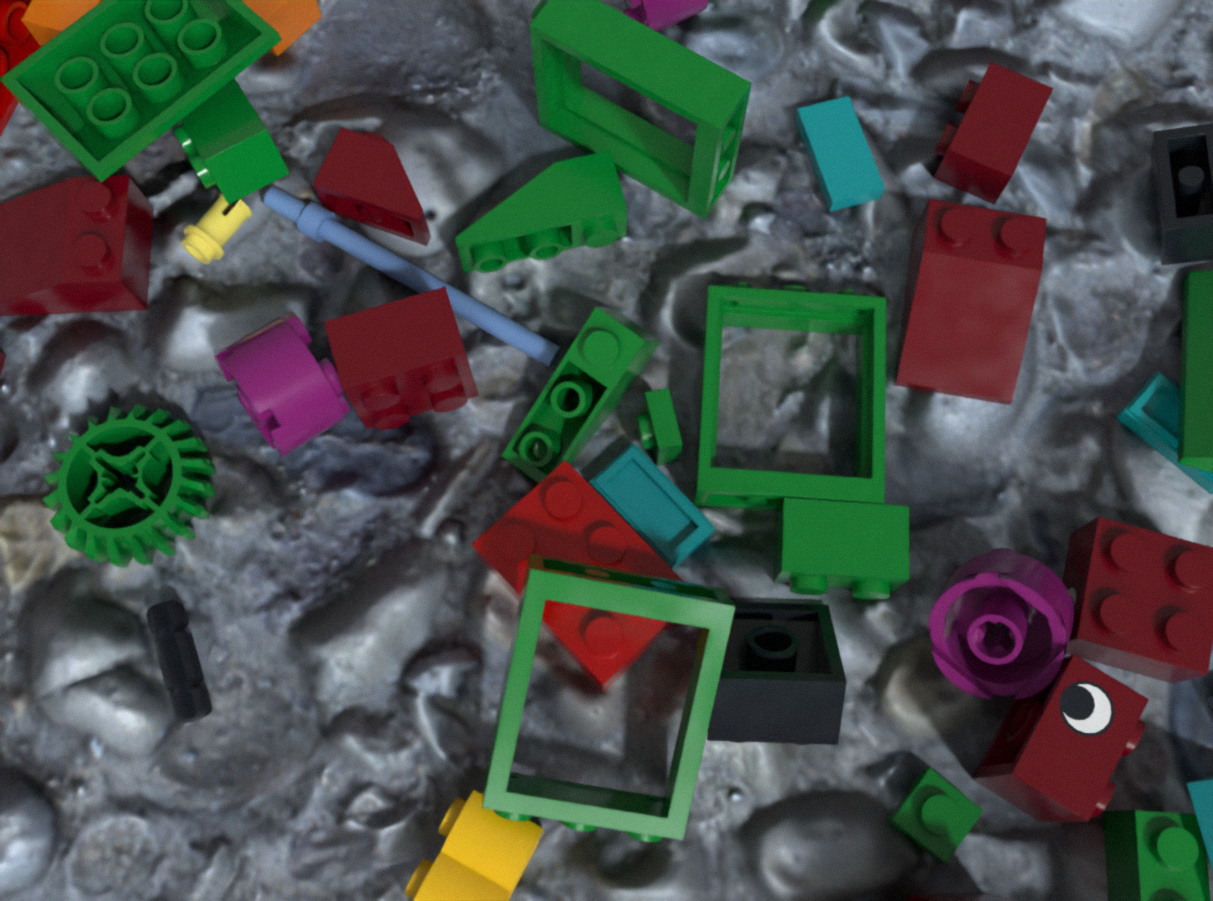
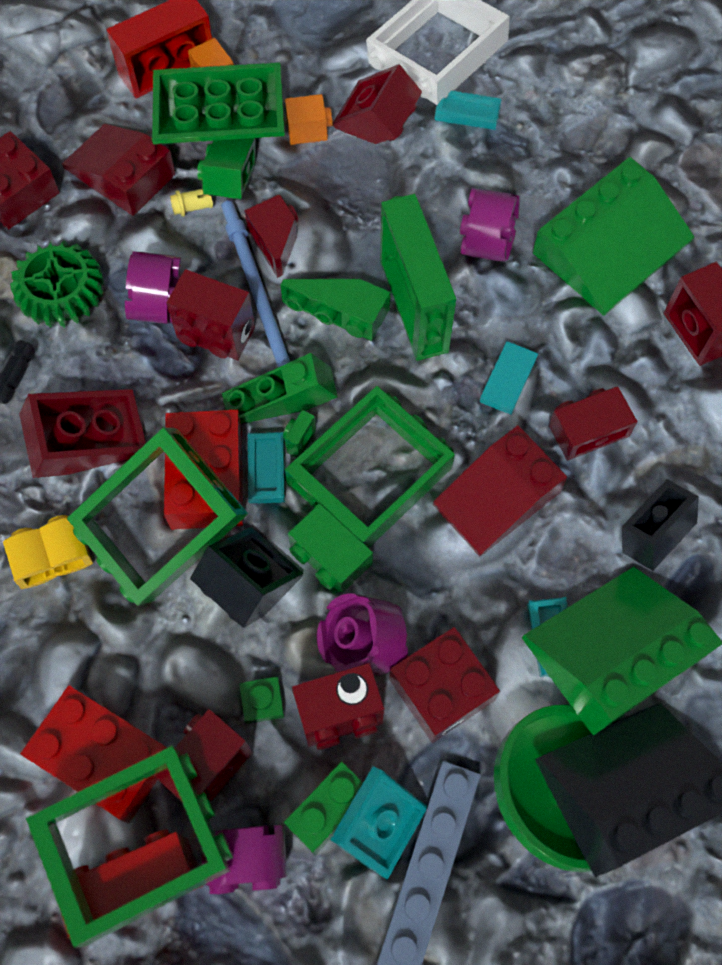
camera: 40 degrees right, 5 degrees down
(360, 665) = (80, 430): none -> dark red slope

